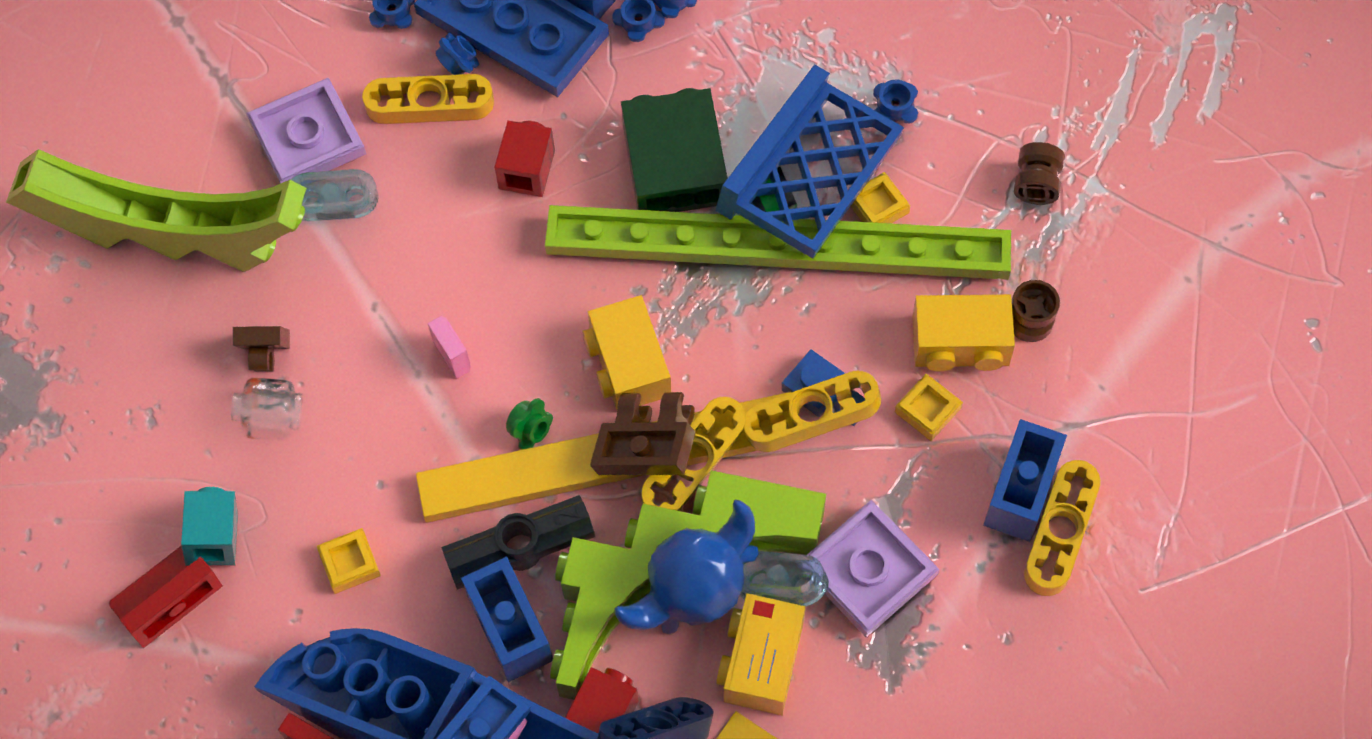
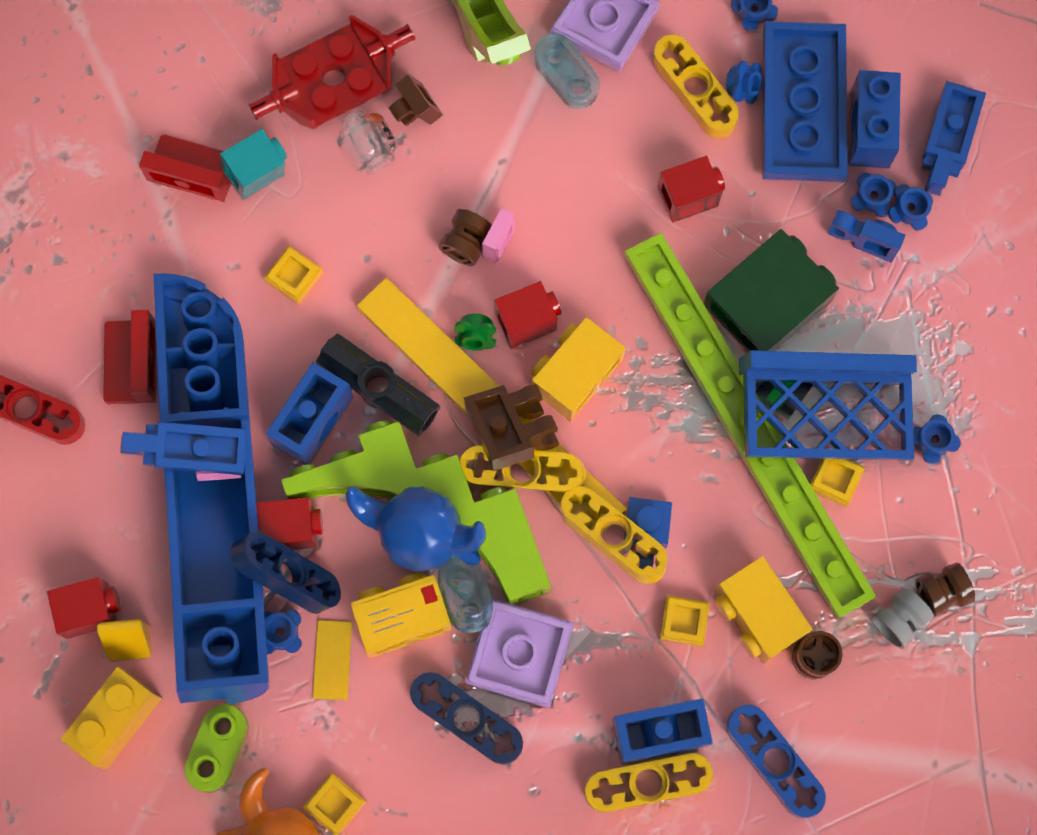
camera: 55 degrees right, 10 degrees up
(165, 368) = (355, 51): none -> red plate
(429, 376) = (465, 237): none -> reddish brown wheel
(544, 367) = (527, 314): none -> red brick
(679, 40) = (872, 237): none -> blue plate
(939, 652) = (433, 708): none -> dark blue beam
(1043, 222) = (903, 617): none -> light grey wheel
(1143, 416) = (787, 795): none -> blue beam

